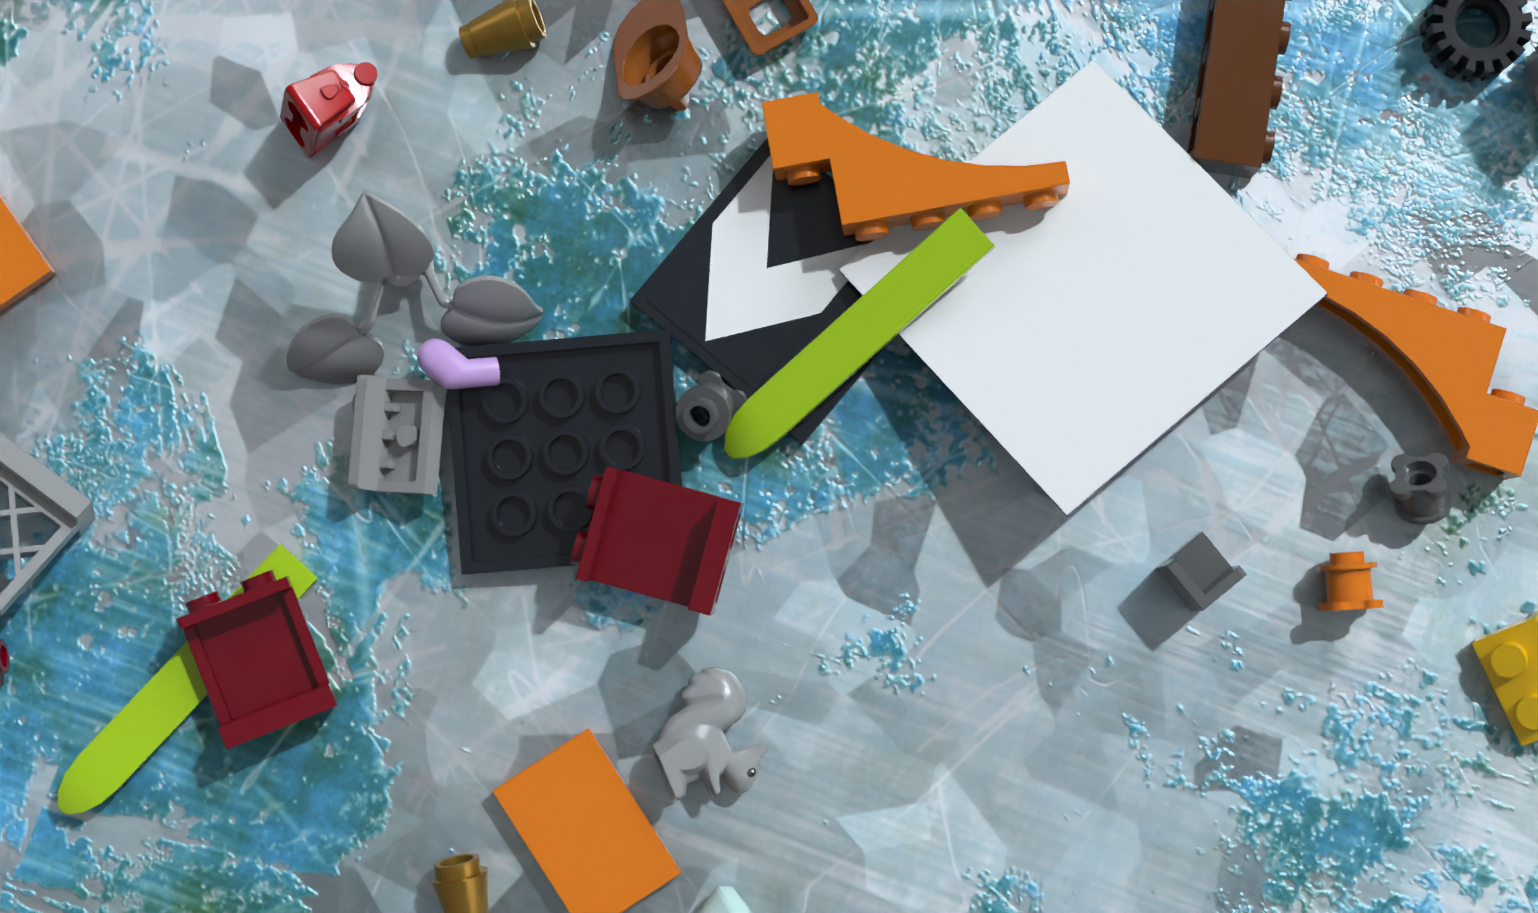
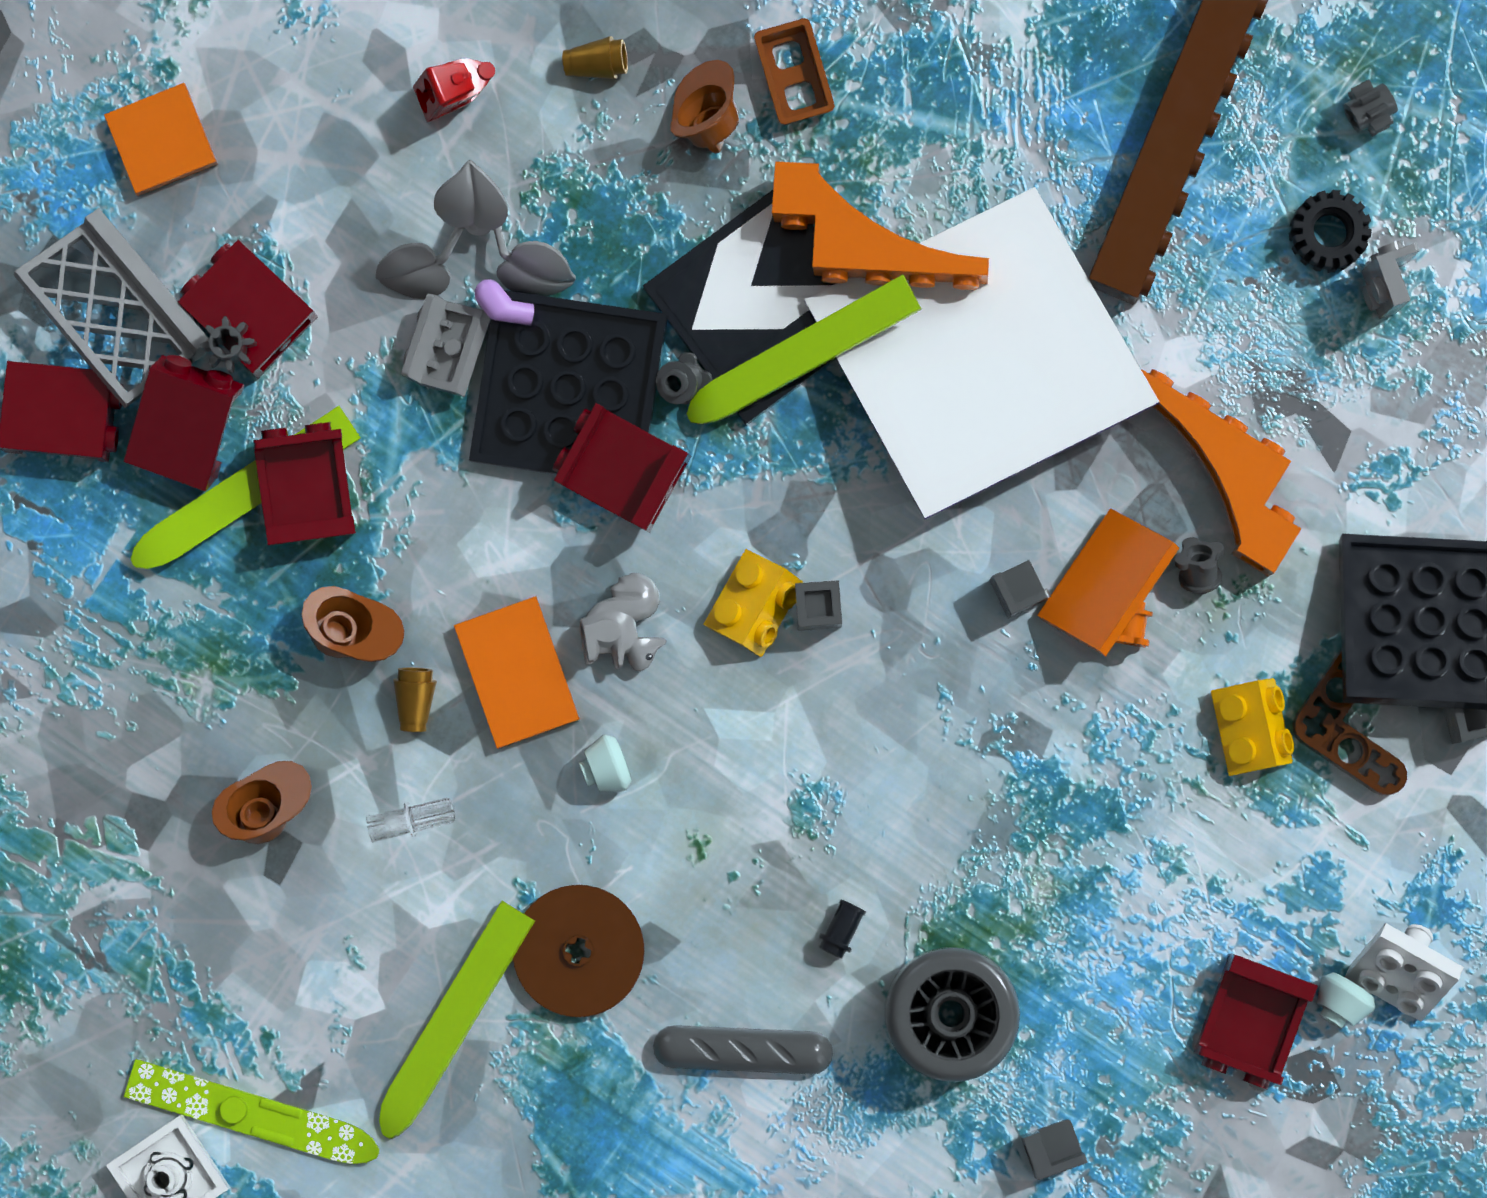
camera: 15 degrees right, 0 degrees up
(79, 615) = (182, 421): none -> dark red panel
(100, 495) = (218, 337): none -> dark grey gear
(131, 448) = (248, 293): none -> dark red panel
(360, 825) = (351, 625): none -> dark orange piece
(867, 670) = (753, 603): none -> yellow bracket
(952, 655) = (818, 605): none -> dark grey panel
(1312, 537) = (1108, 582): none -> orange tile

